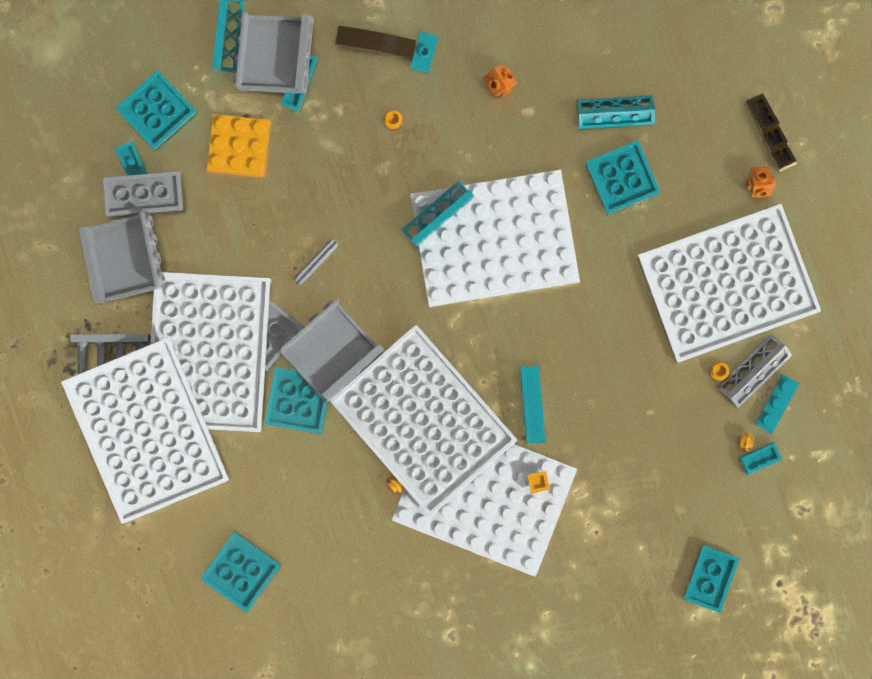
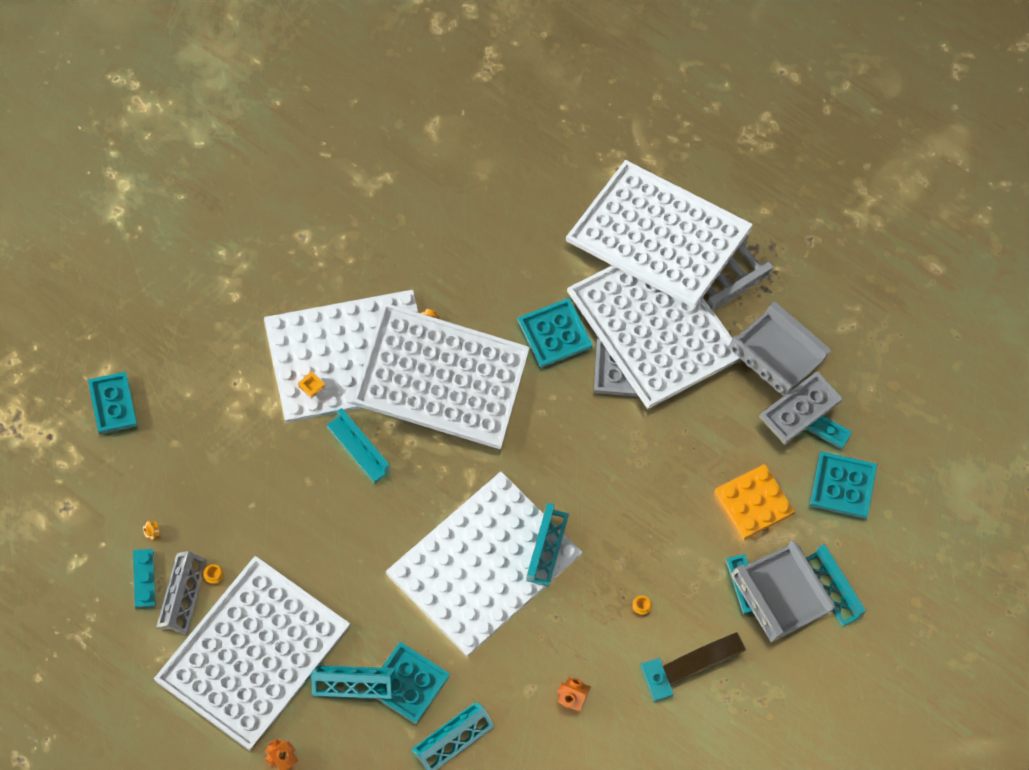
camera: 145 degrees right, 20 degrees down
(240, 572) = (506, 181): teal plate -> none
(315, 262) = (620, 450): light grey axle -> none
(330, 350) = (556, 384): light grey panel -> none
(665, 207) = (352, 674): none -> teal fence
(760, 458) = (130, 523): teal plate -> none

